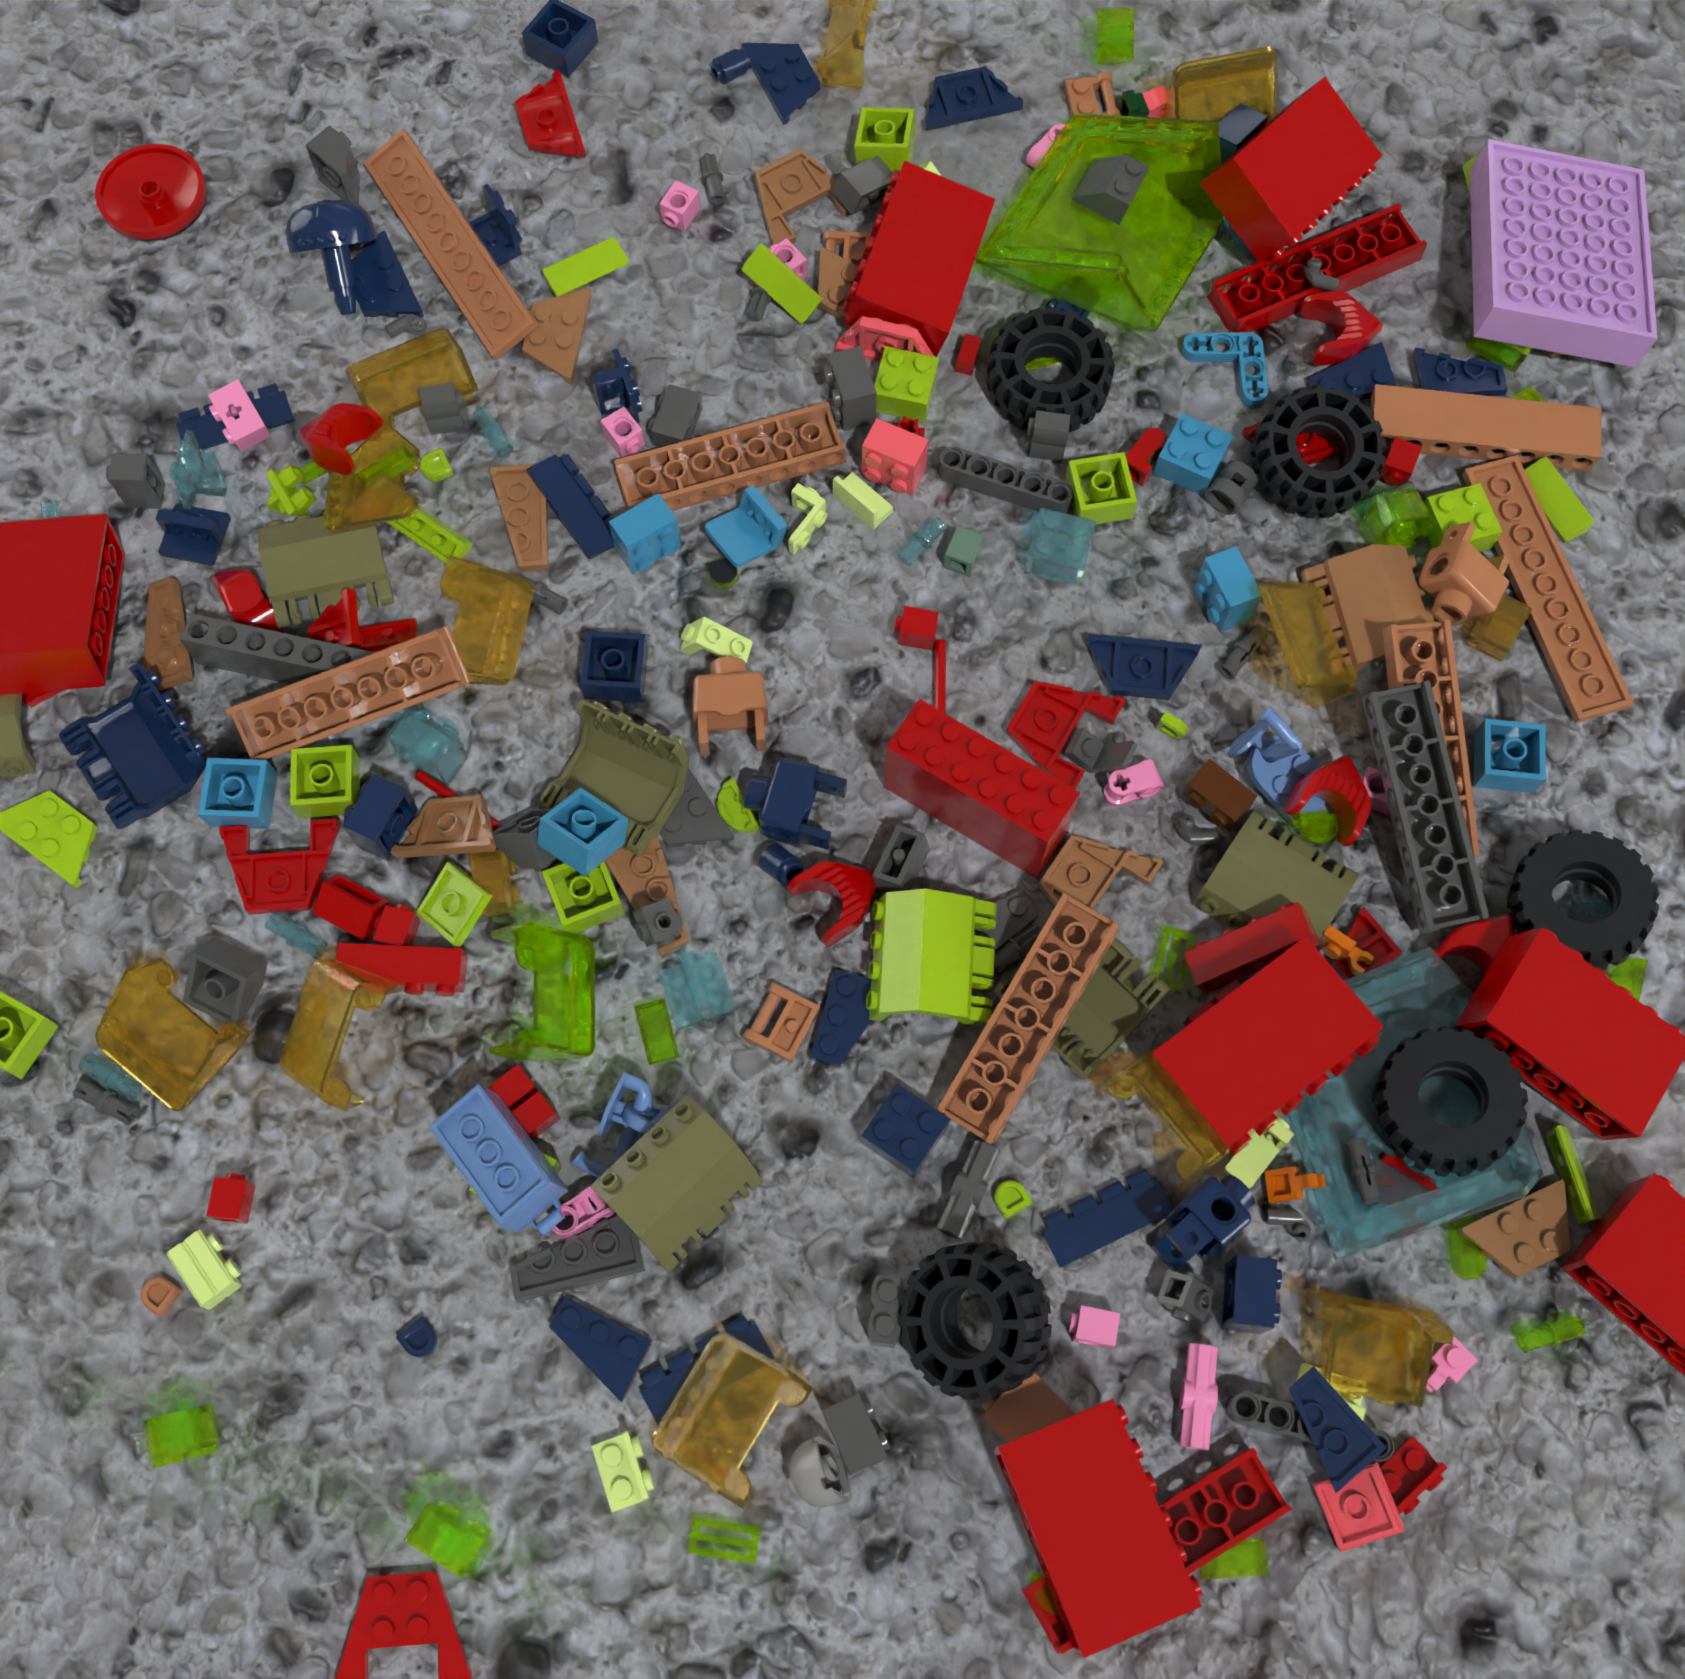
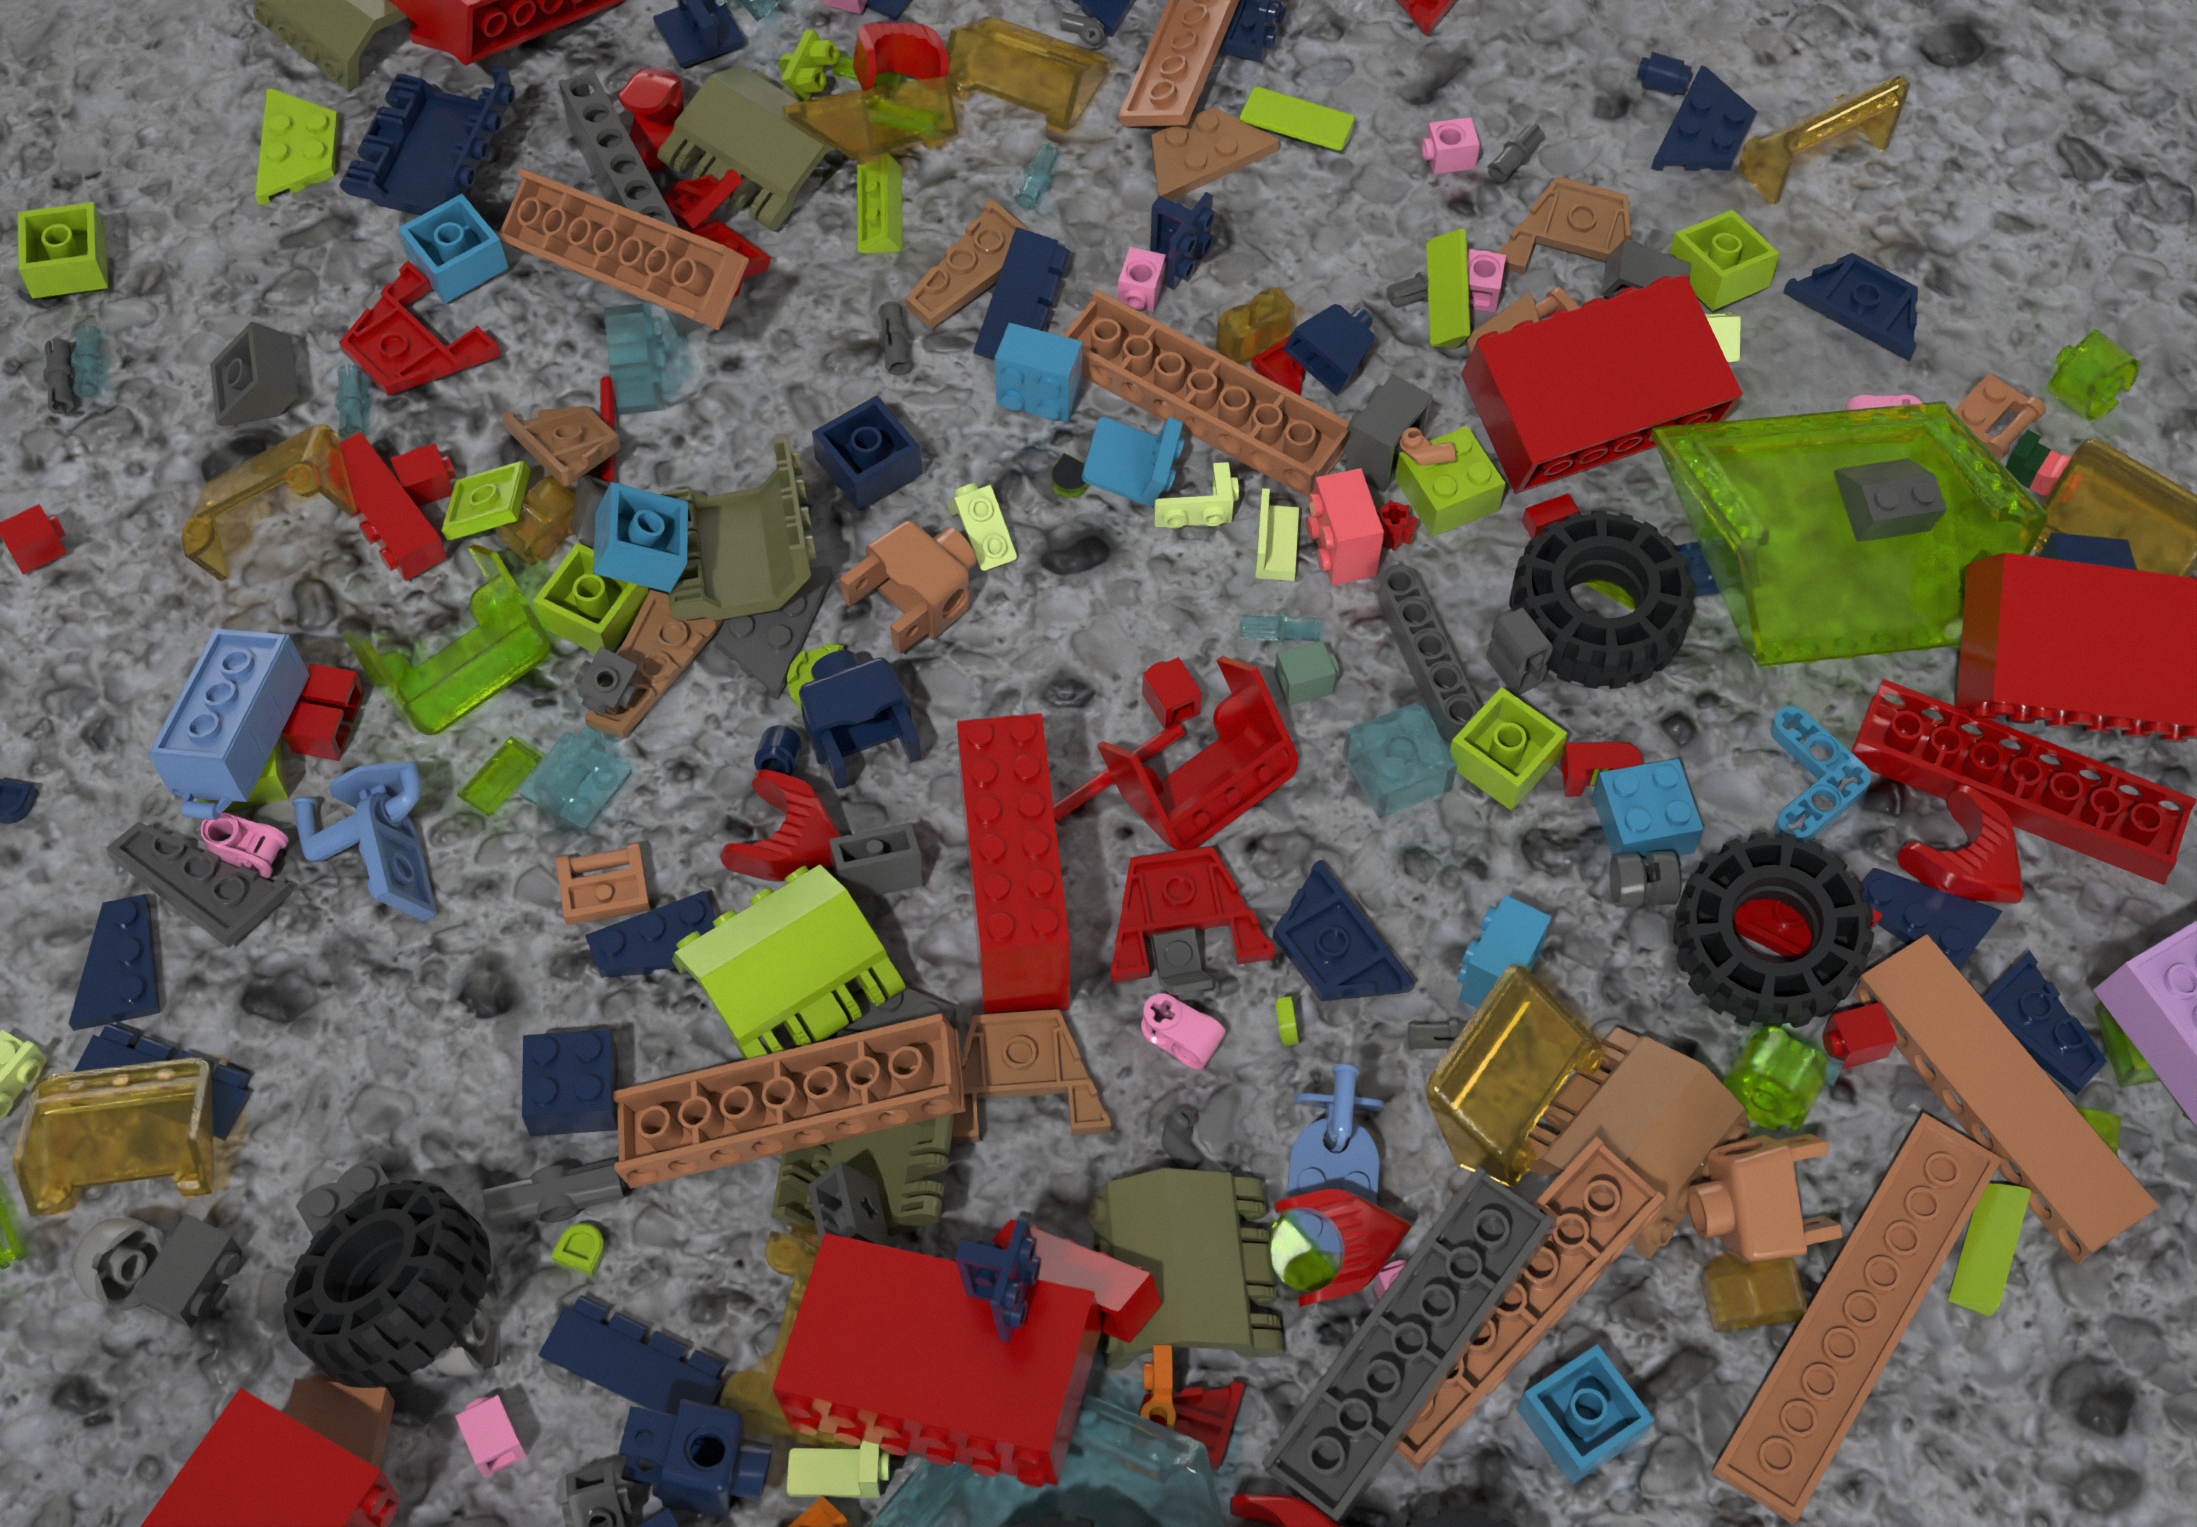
camera: 50 degrees right, 10 degrees down
(162, 1037) = (161, 369): clear yellow windscreen -> none
(164, 626) = (543, 98): medium nougat wing -> none
(324, 780) = (526, 306): lime brick -> none
(349, 905) = (416, 417): red brick -> none
(380, 816) = (523, 373): dark blue brick -> none
(435, 466) = (955, 159): lime tile -> none
(444, 408) = (1013, 114): dark grey brick -> none
(488, 618) = (816, 320): clear yellow windscreen -> none
(676, 416) = (1198, 308): dark grey brick -> none
(677, 1181) = (326, 896): olive hinge -> none
(715, 399) = (1255, 326): none -> clear yellow brick
(746, 404) = (1279, 367): none -> red tile
(765, 371) = (1332, 345): none -> dark blue torso
(875, 334) = (1468, 405): coral wing -> none
(889, 380) = (1423, 451): none -> nougat arm
(990, 640) = (1221, 780): none -> red windscreen
(1124, 1036) = (848, 1205): none -> dark grey brick
(1176, 987) = (1001, 1205): clear neon green tile -> none
(1219, 795) = (1242, 1126): reddish brown brick -> none
(1276, 972) = (1001, 1275): none -> dark blue bracket
(1317, 278) = (1998, 775): dark grey arm -> none
(1464, 506) = (1859, 1154): lime brick -> none

